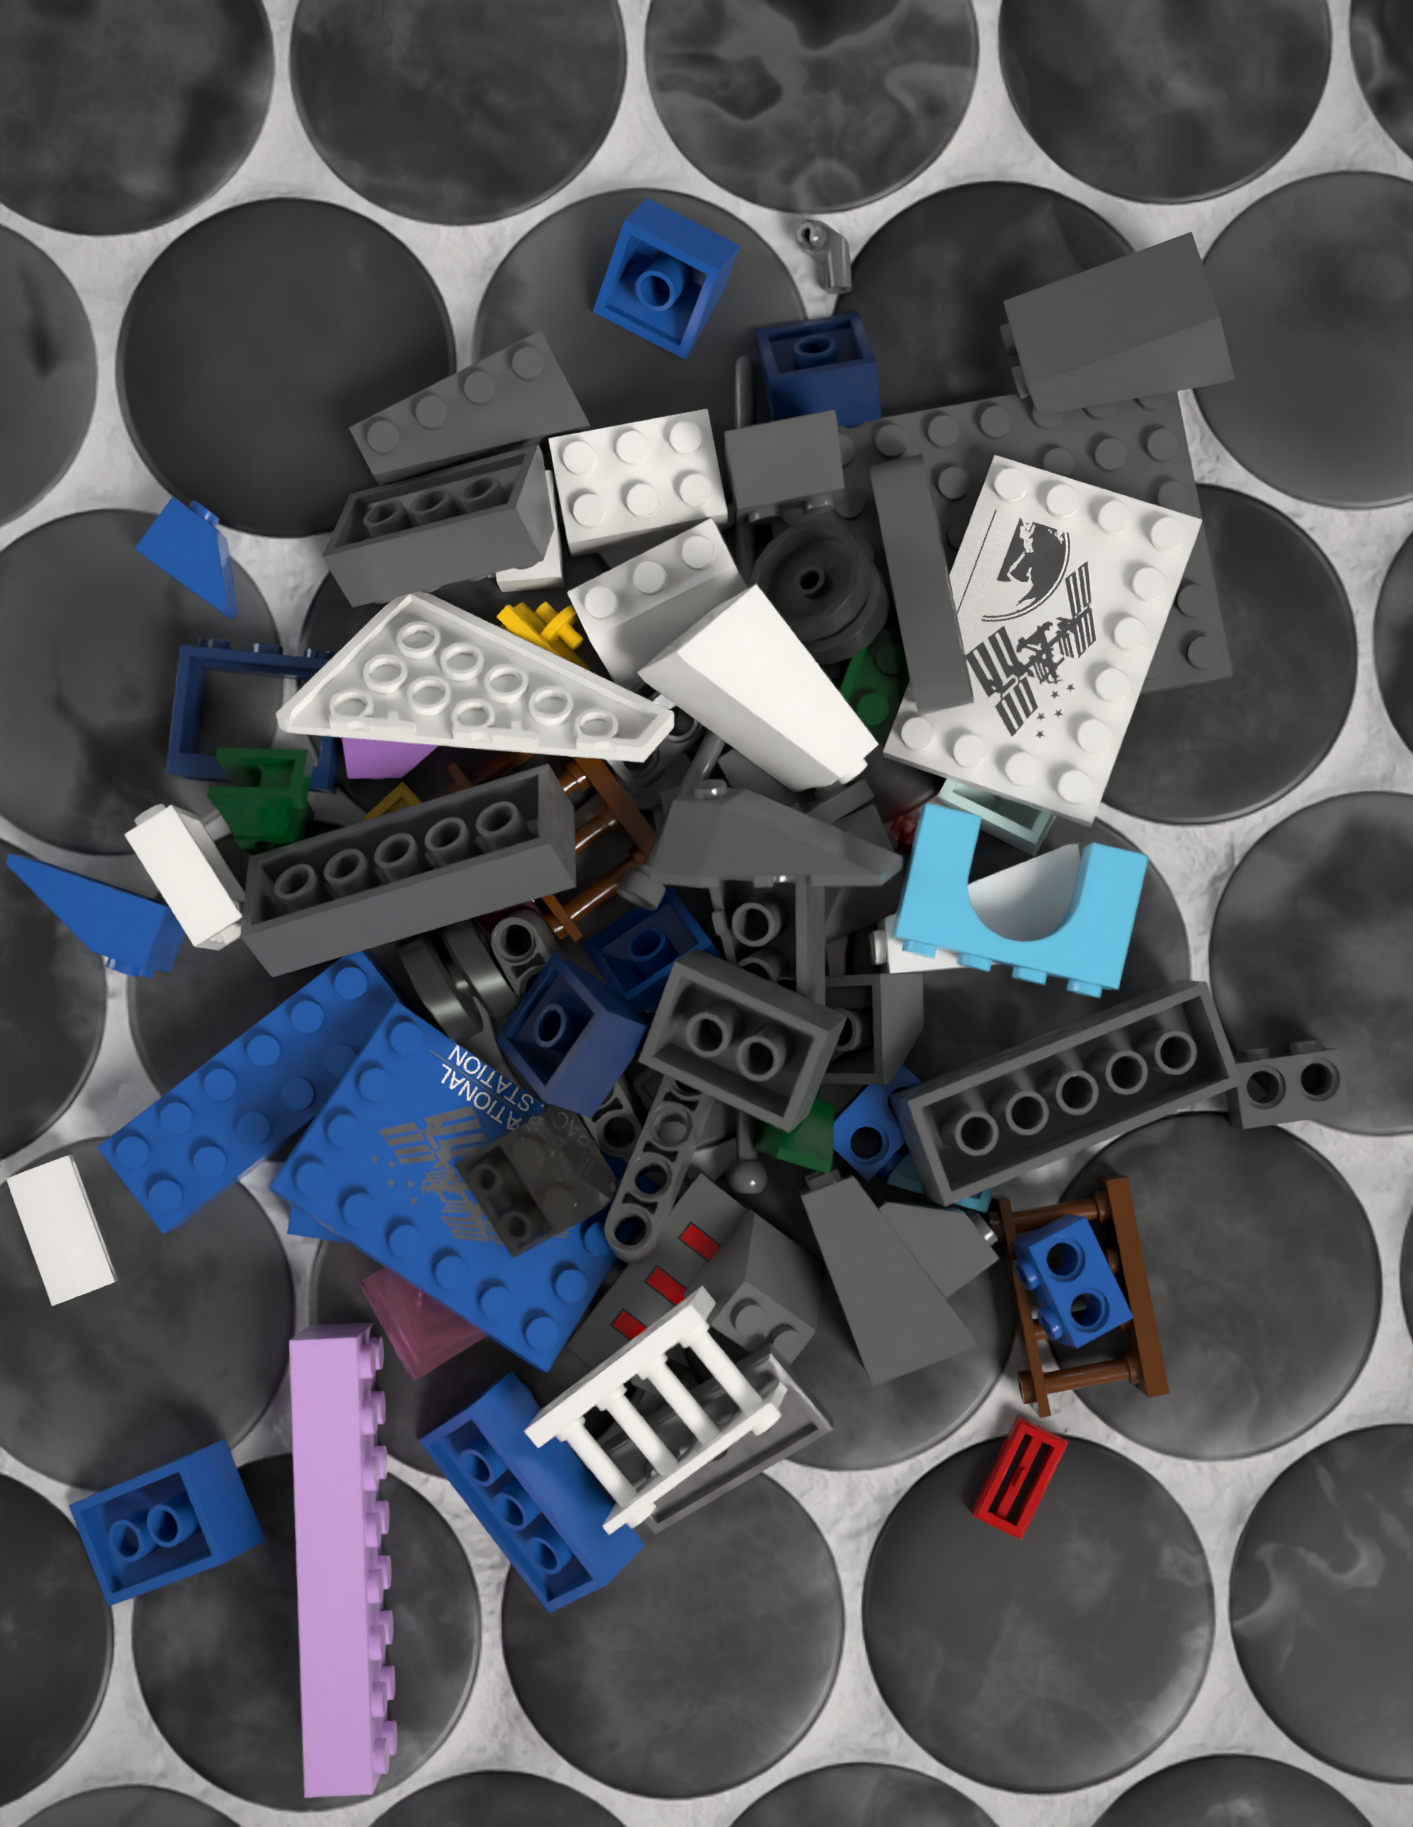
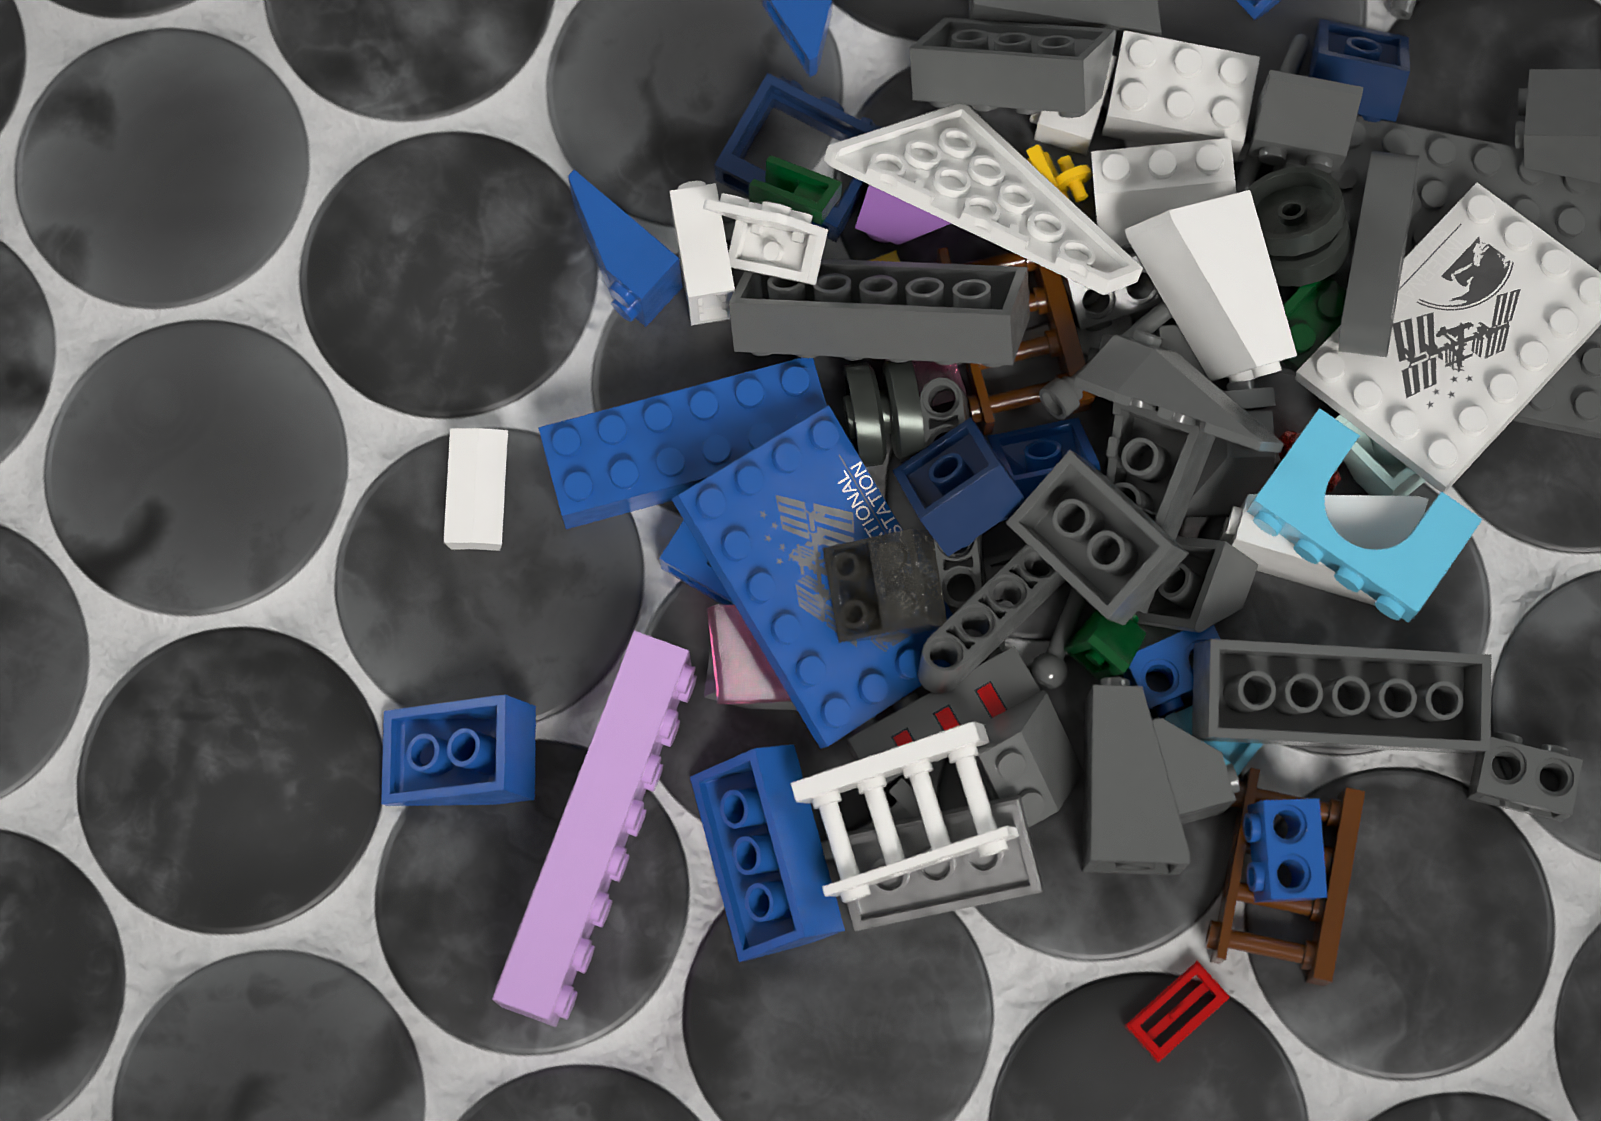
camera: 20 degrees right, 10 degrees down
(256, 850) = (772, 239): none -> white bracket

